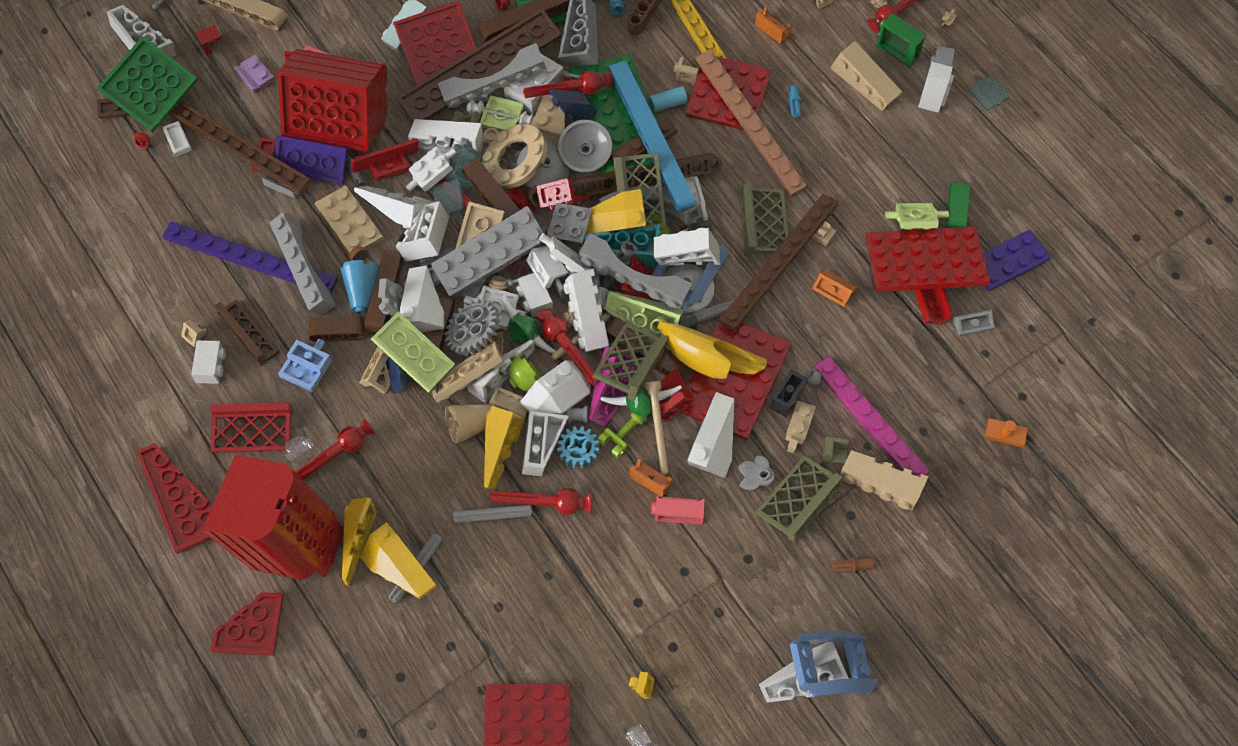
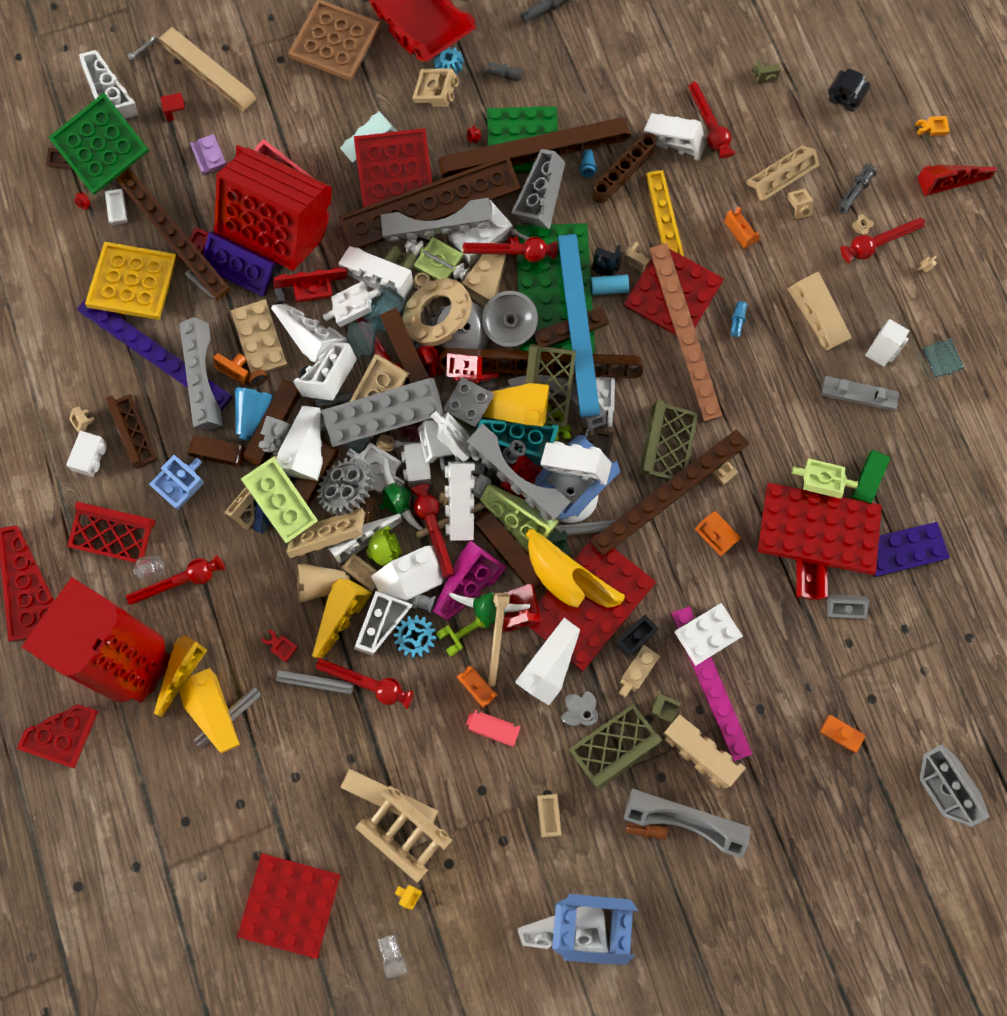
camera: 15 degrees right, 10 degrees up
(210, 197) = (131, 280): none -> yellow plate
(330, 252) = (232, 368): none -> orange tile
(450, 490) = (281, 647): none -> red plate
(574, 104) = (511, 271): dark blue slope -> none
(597, 600) = (372, 790): none -> tan beam
(605, 639) = (400, 853): none -> tan fence
(643, 370) = (500, 577): olive fence -> none
(659, 78) = (607, 262): none -> black bracket
(756, 575) = (549, 815): none -> tan plate
(814, 377) = (666, 624): light grey hinge -> none
(854, 374) = (708, 634): none -> white plate
(896, 48) = (868, 278): green window -> none
(924, 139) = (860, 393): none -> light grey hinge
(924, 546) = (725, 834): none -> light grey arch
(943, 56) = (905, 311): light grey brick -> none
(1120, 451) = (952, 787): none -> light grey wedge

